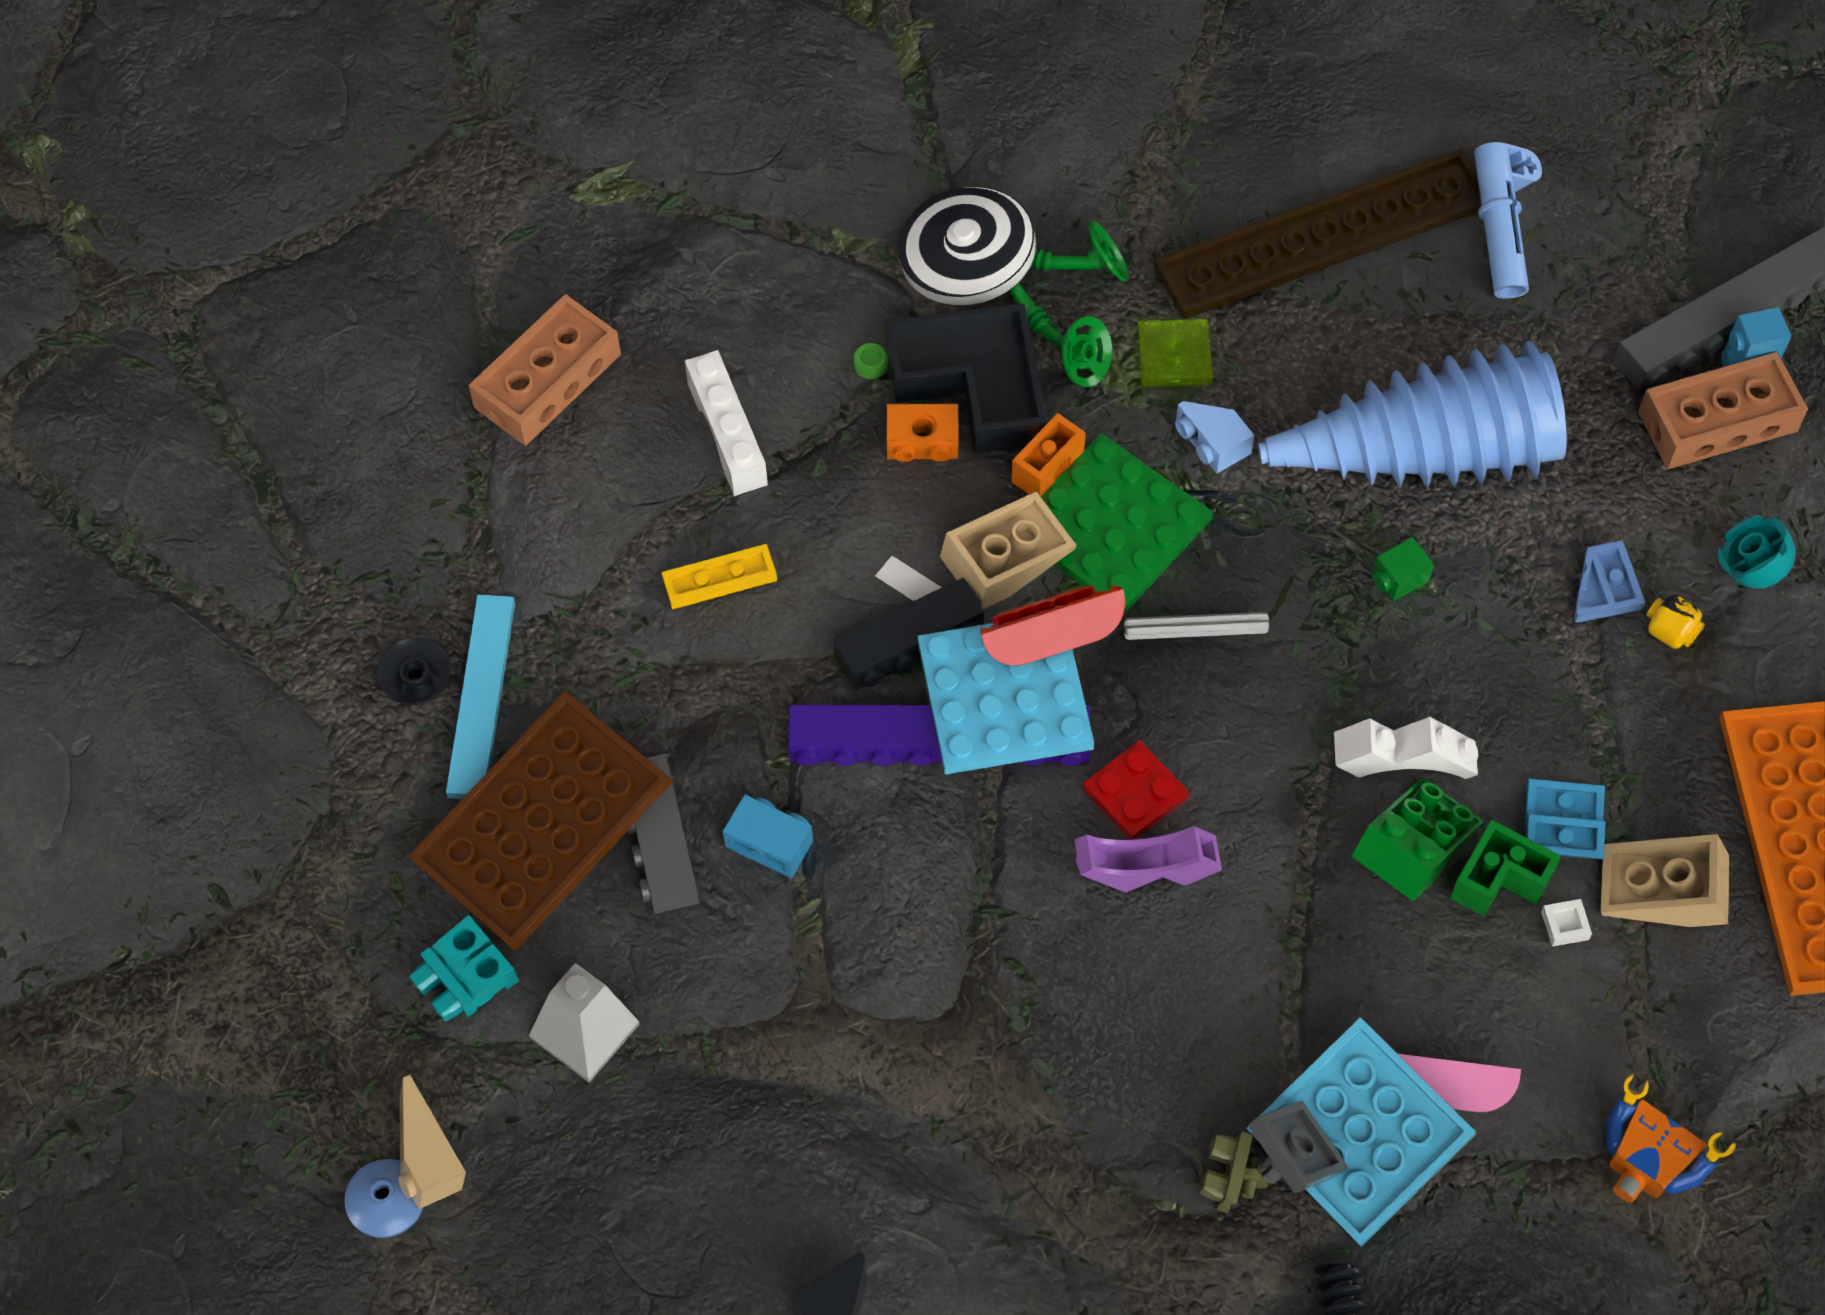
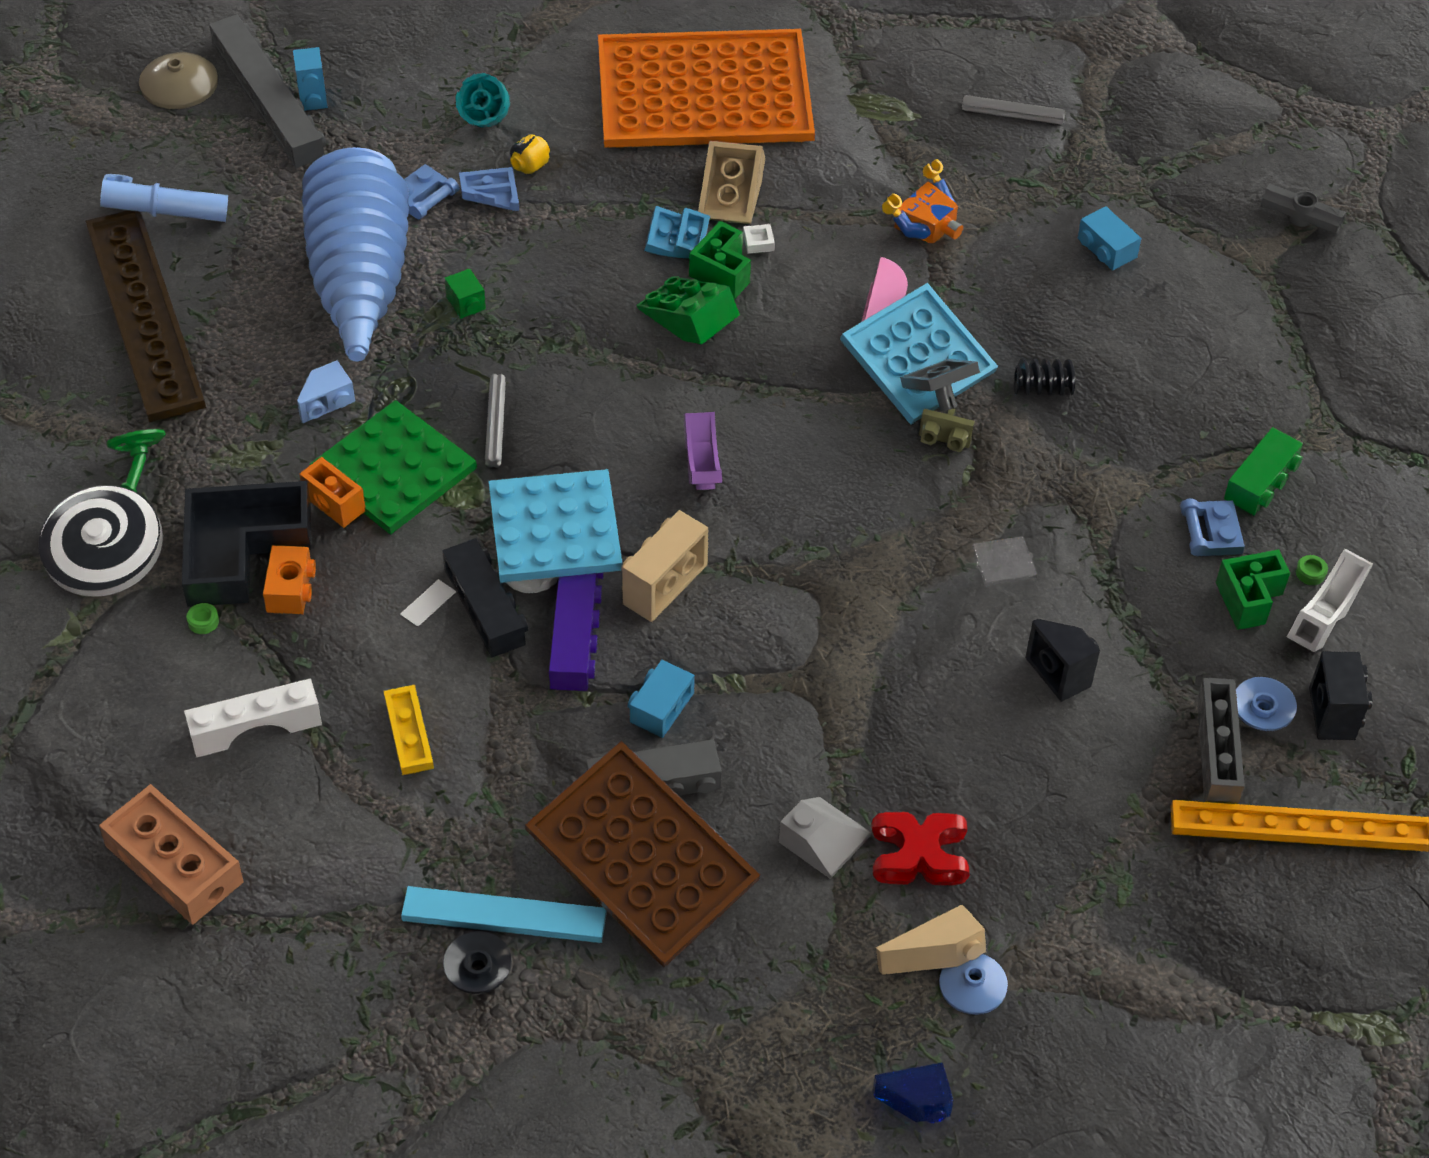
camera: 90 degrees left, 10 degrees down
(234, 1127) = (916, 1092): none -> clear blue slope
(467, 969) = (774, 917): teal hips -> none
(558, 1133) = (920, 848): none -> red piece
(955, 821) = (664, 565): none -> tan brick
(1006, 548) = (416, 524): tan slope -> none
(1019, 1251) = (1004, 561): none -> clear piece
(1053, 625) = (507, 474): brick -> none
(1077, 350) = (230, 468): green dish -> none
(1135, 790) = (635, 467): red plate -> none
(1175, 352) = (236, 416): clear neon green tile -> none
(1420, 745) = (620, 305): white arch -> none
(1593, 498) = (424, 183): none -> medium blue plate
(1722, 410) = (360, 79): nougat brick -> none
(1743, 222) = (178, 80): none -> dark tan dish

